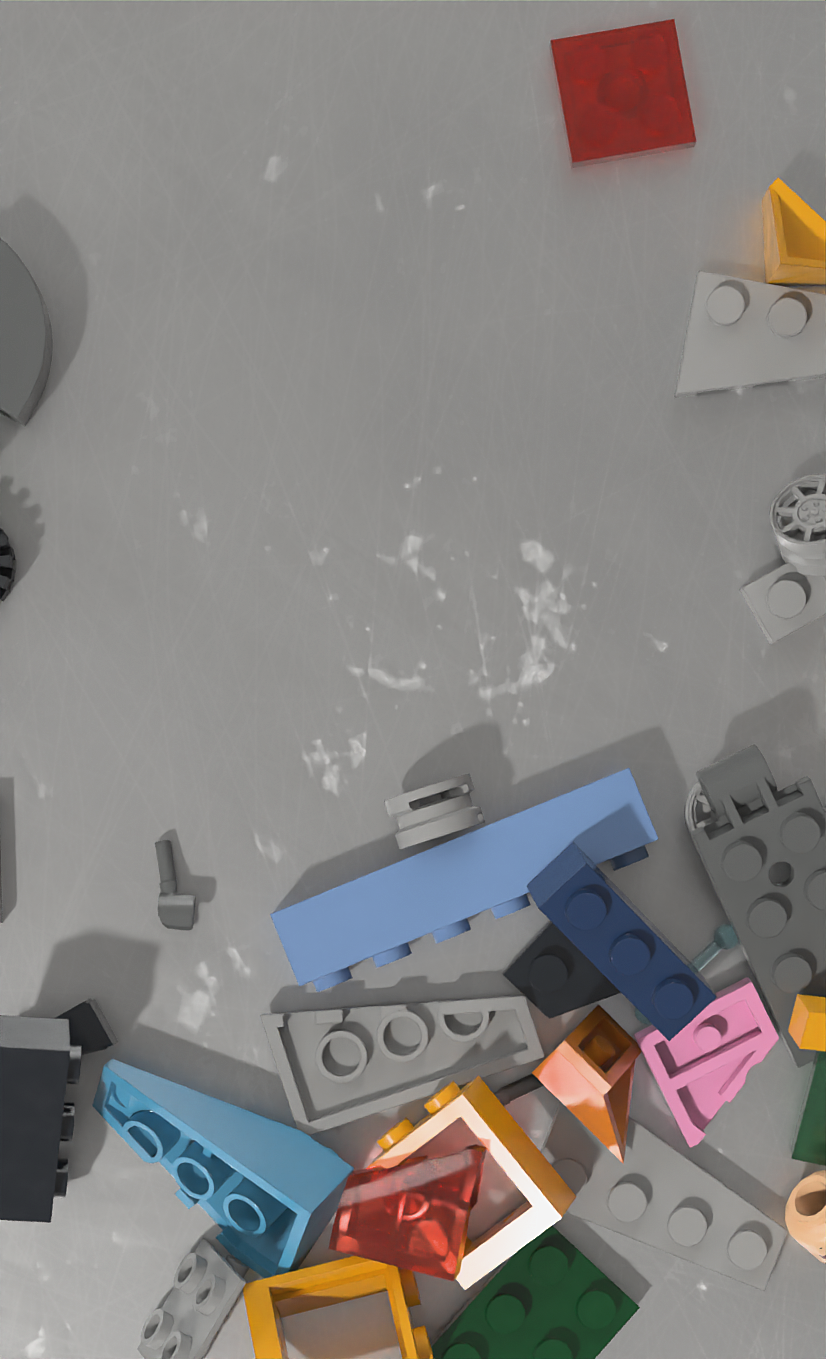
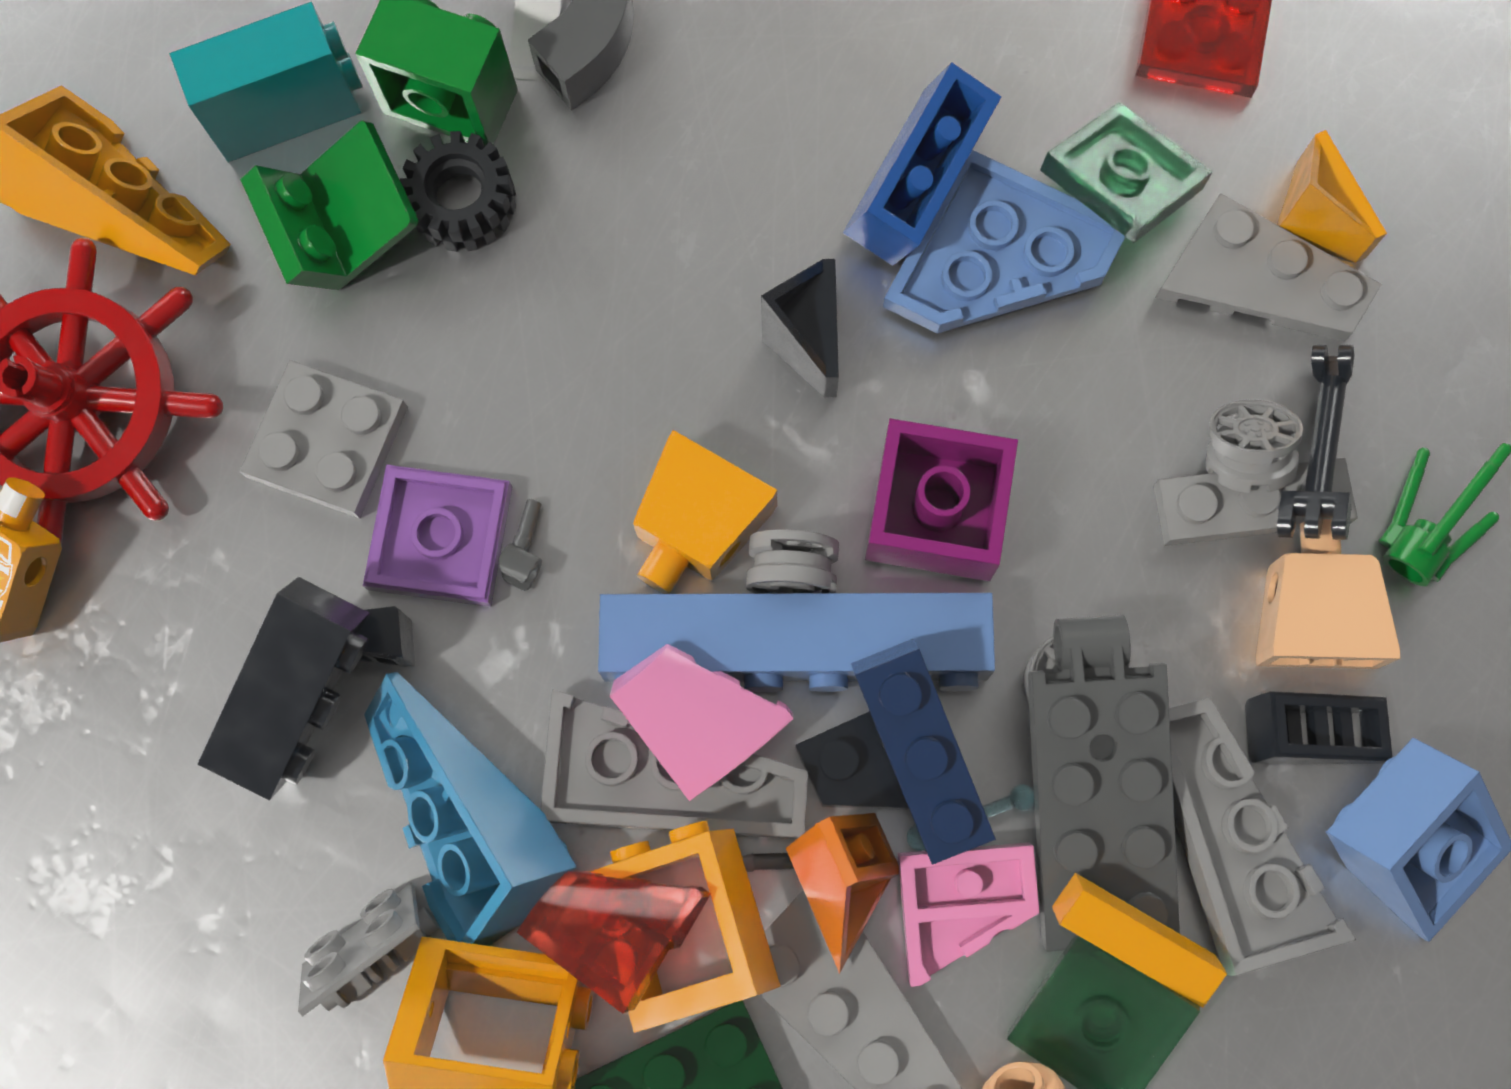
camera: 30 degrees right, 10 degrees down
(86, 910) = (438, 535): none -> medium lavender tile
(324, 796) = (697, 513): none -> light orange torso
(354, 570) = (802, 325): none -> black slope
(401, 363) = (922, 165): none -> blue brick
(404, 992) = (695, 718): none -> bright pink slope
(507, 411) = (1000, 249): none -> medium blue plate
(548, 695) = (942, 500): none -> magenta brick
(600, 290) = (1125, 171): none -> clear green plate

